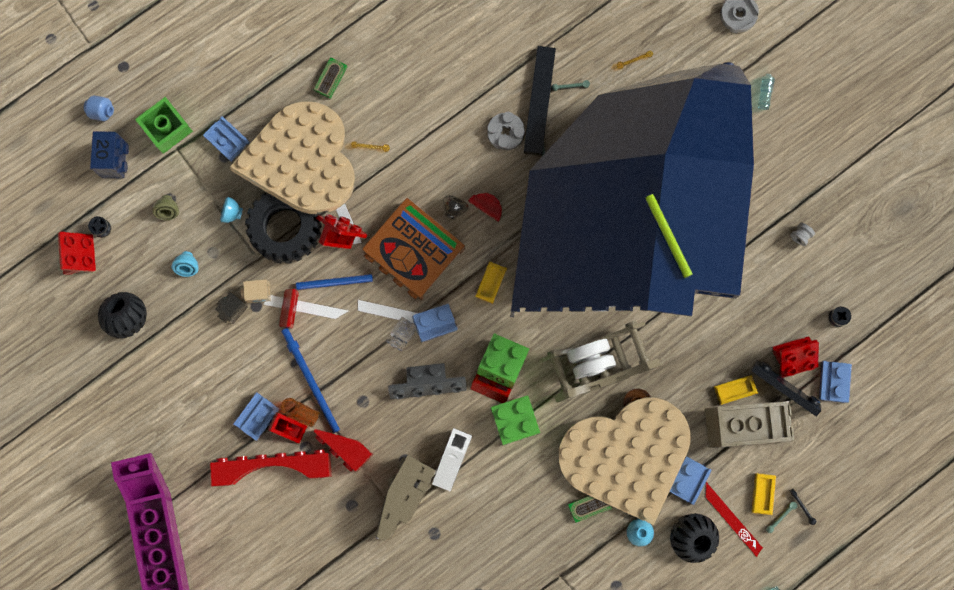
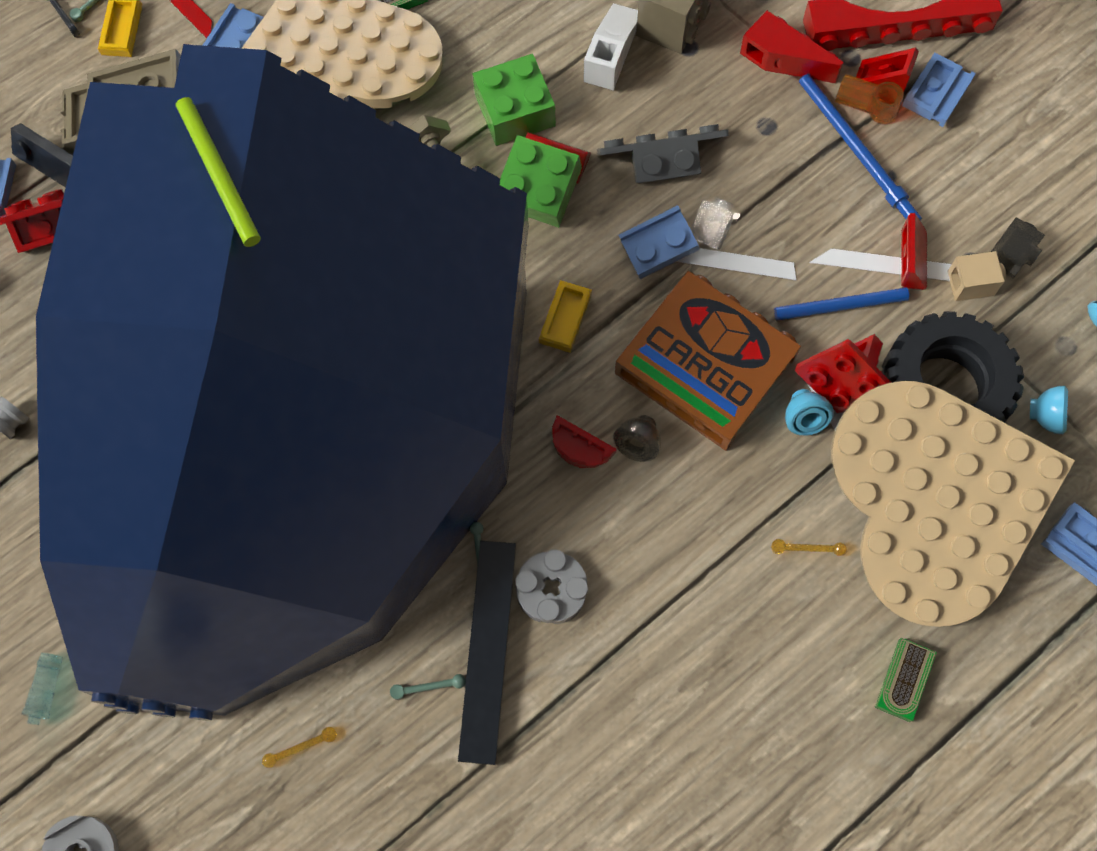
camera: 175 degrees right, 10 degrees down
(362, 216) = (808, 413): none -> medium azure brick

